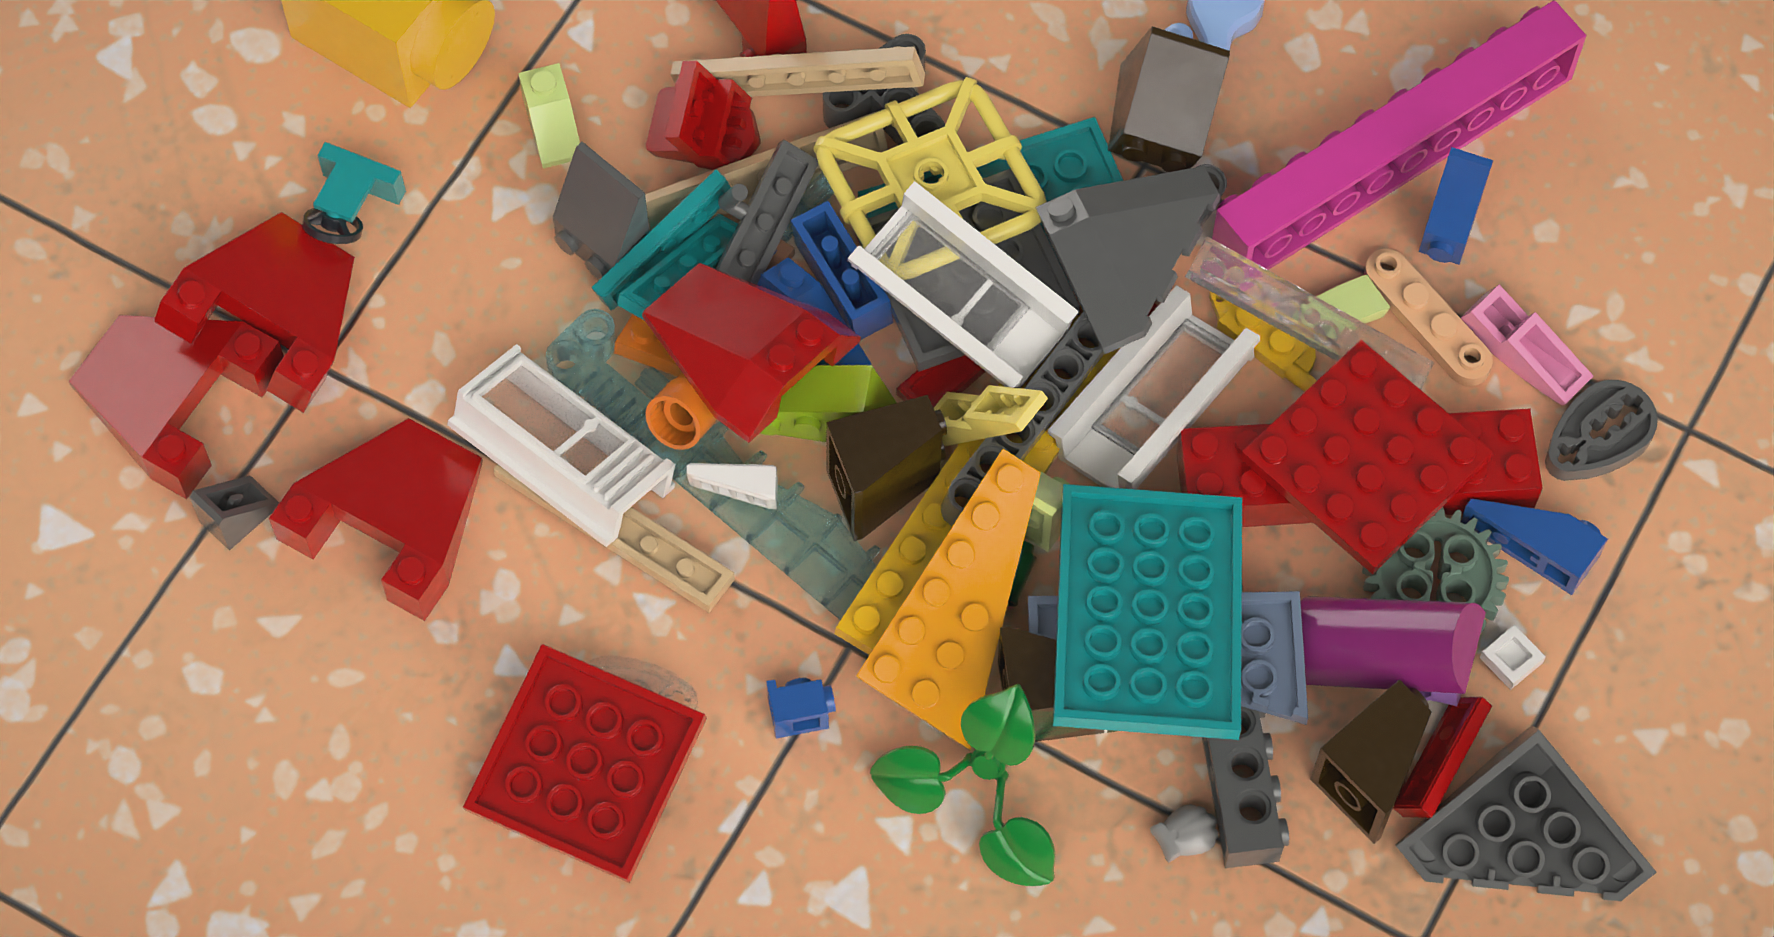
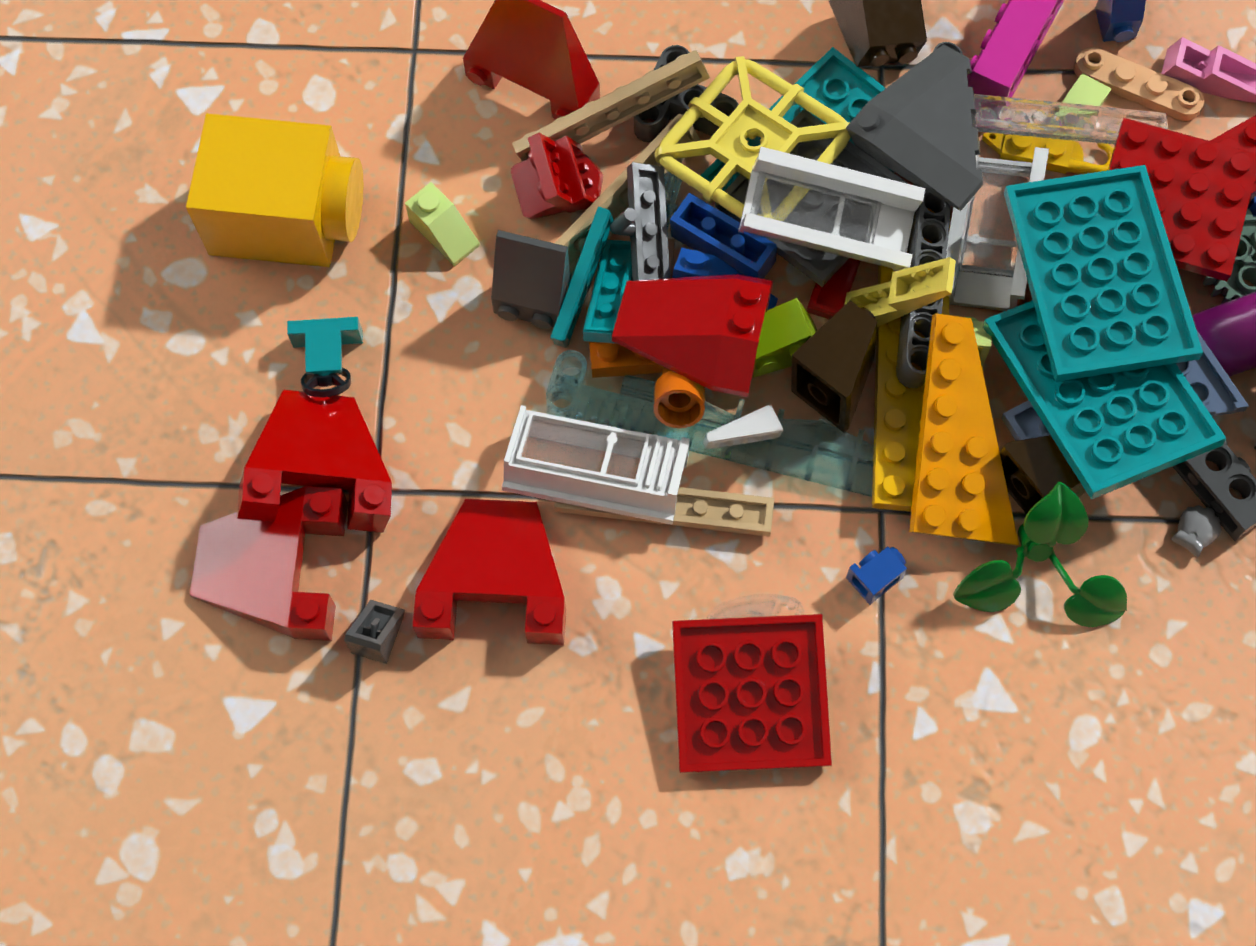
camera: 25 degrees left, 5 degrees up
(1216, 491) = (1102, 273): none -> teal plate

